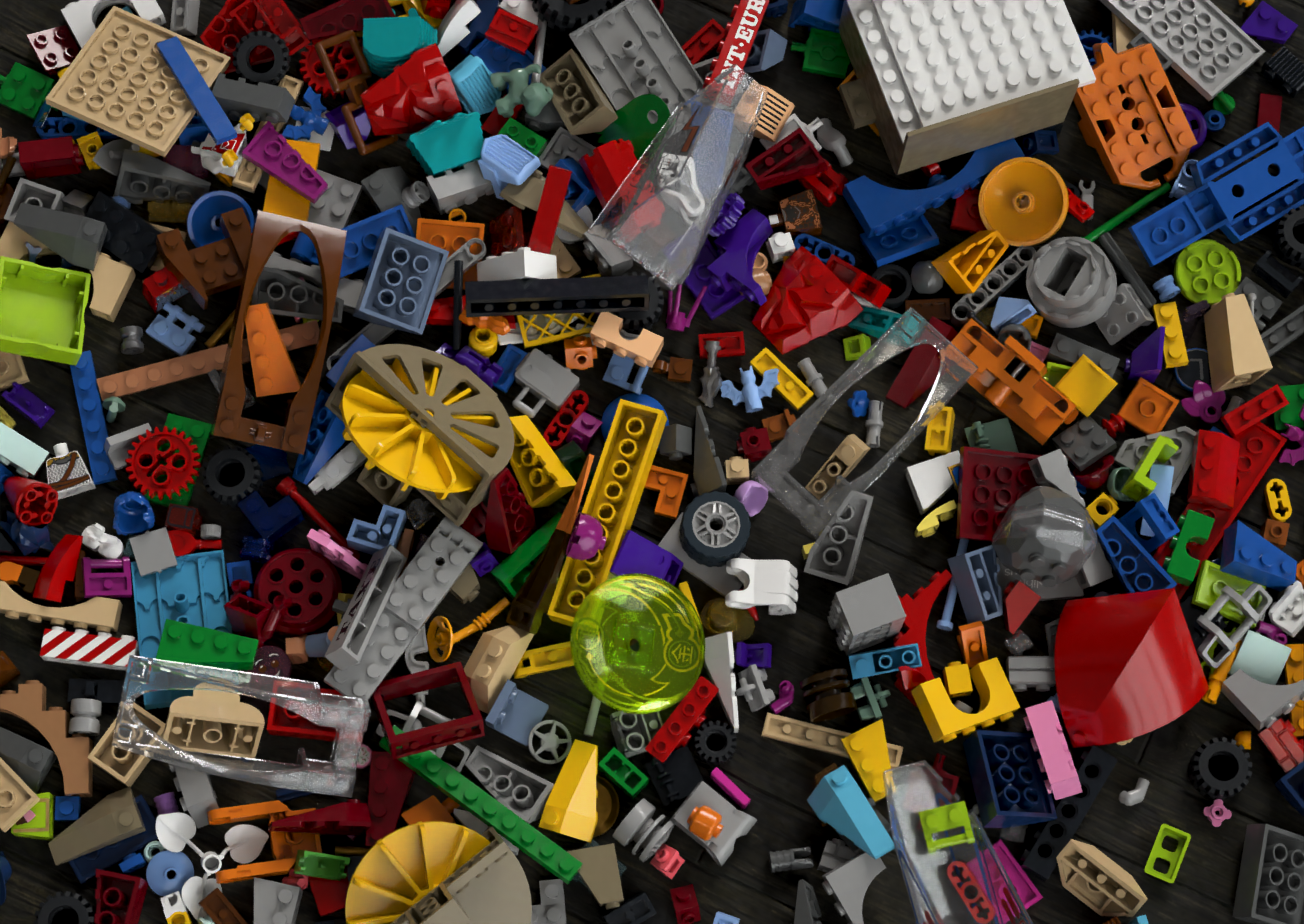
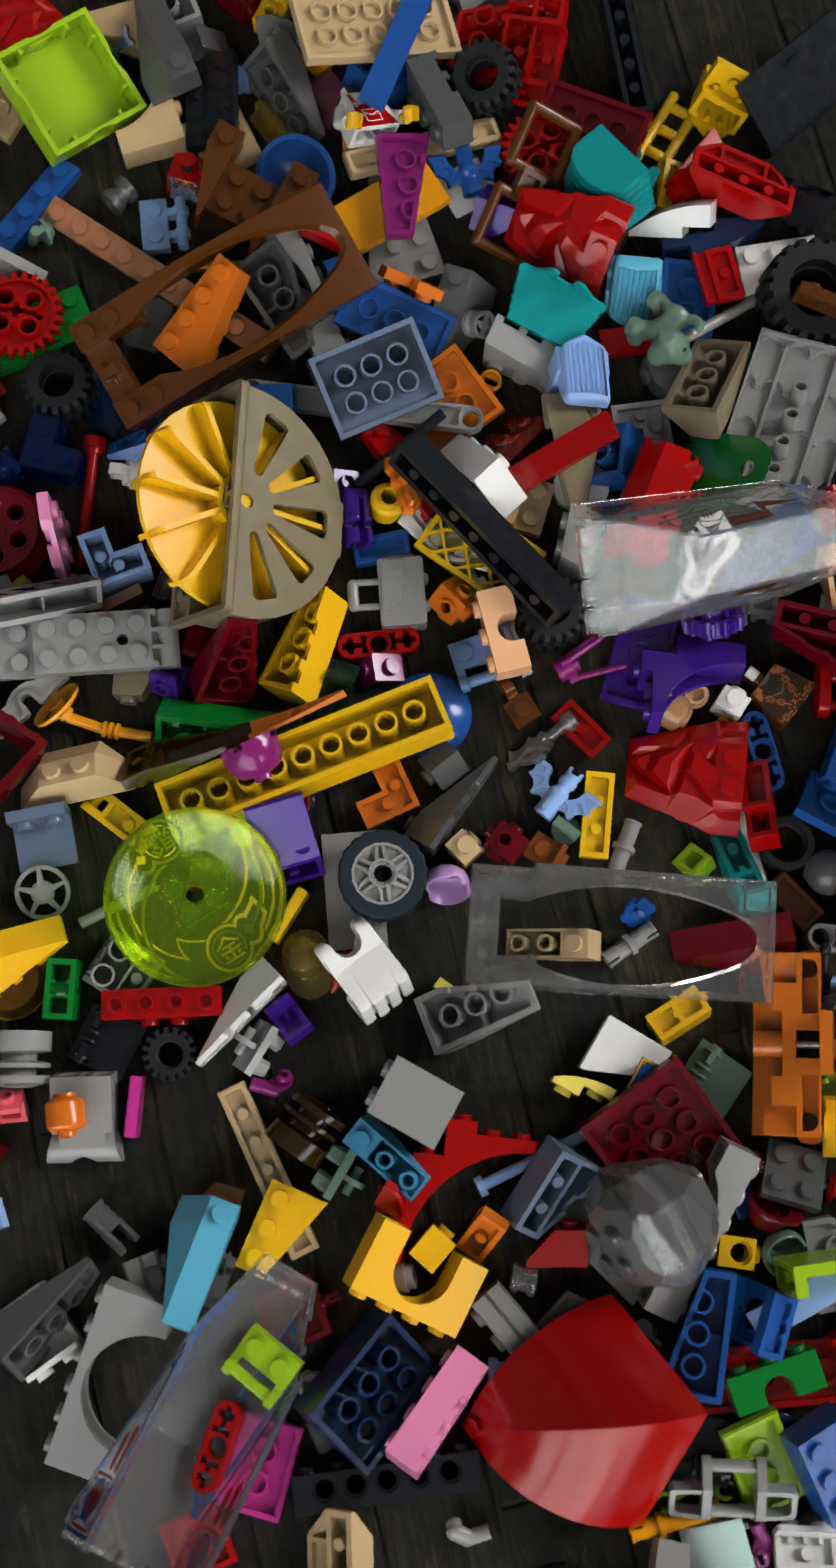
camera: 50 degrees right, 5 degrees up
(358, 210) = (420, 289): none -> orange plate
(524, 137) = (622, 375): green brick -> none
(775, 405) = (565, 831): none -> sand green plate

